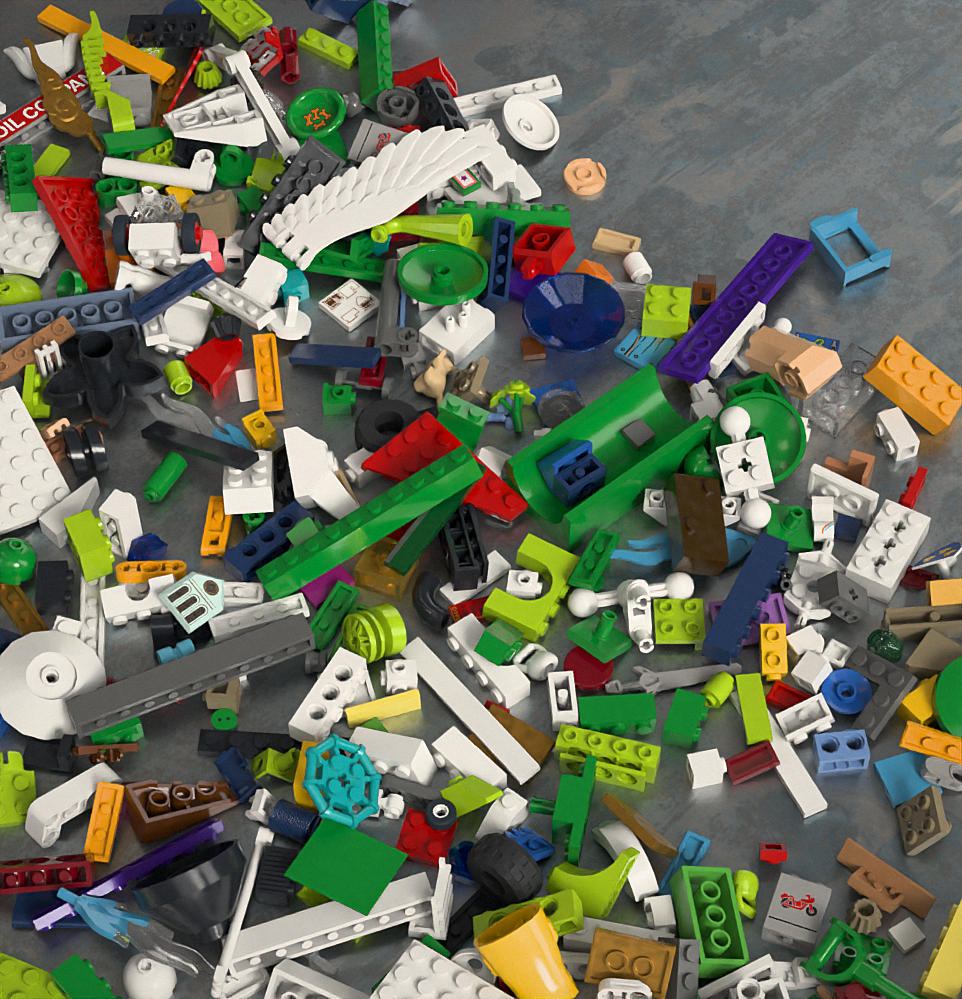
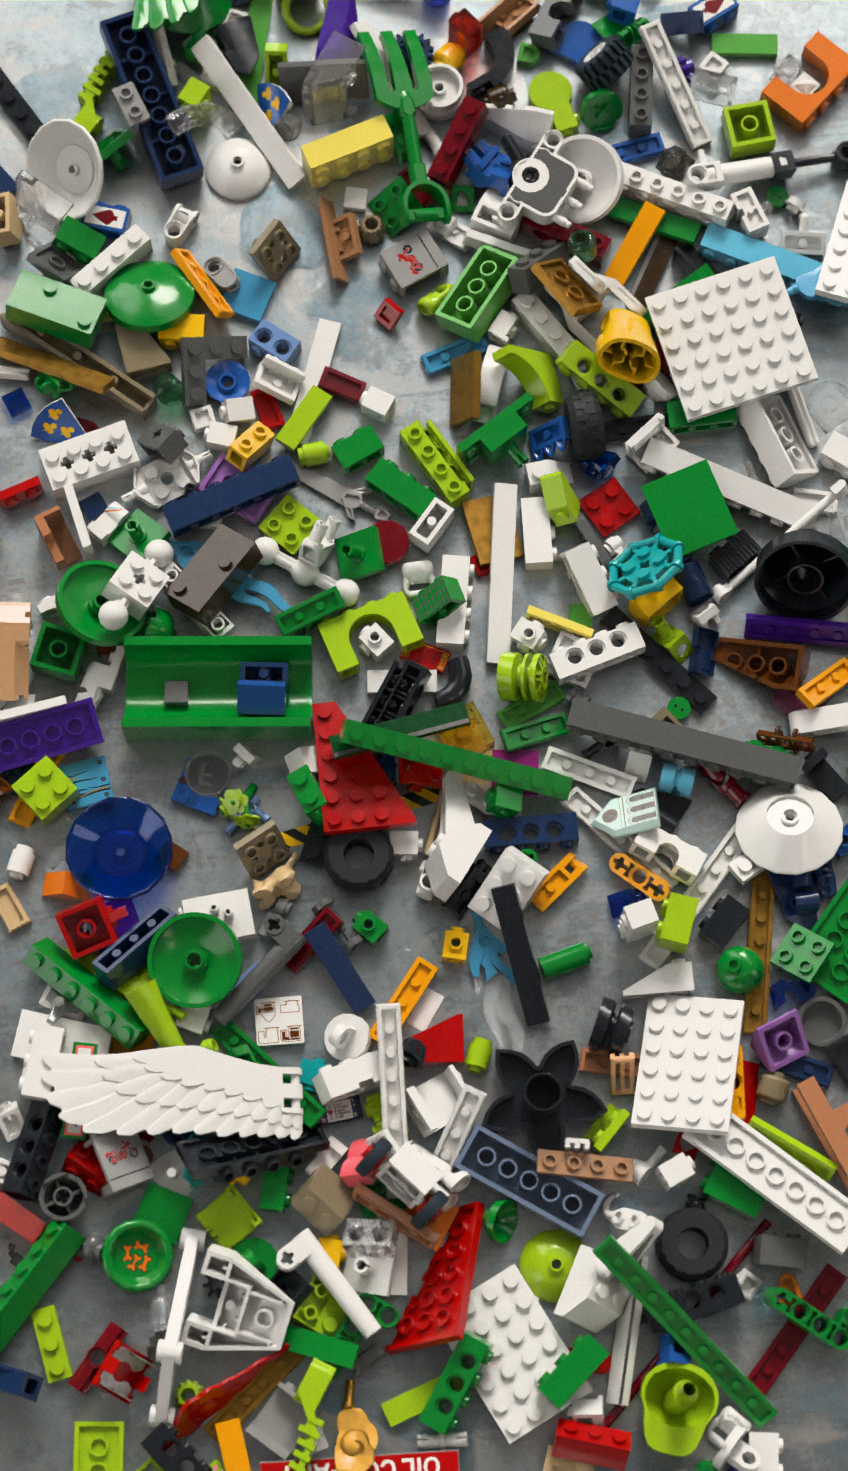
camera: 140 degrees left, 20 degrees up
(172, 291) = (430, 1121): dark blue tile -> none
(440, 822) = (594, 499): black wheel -> none

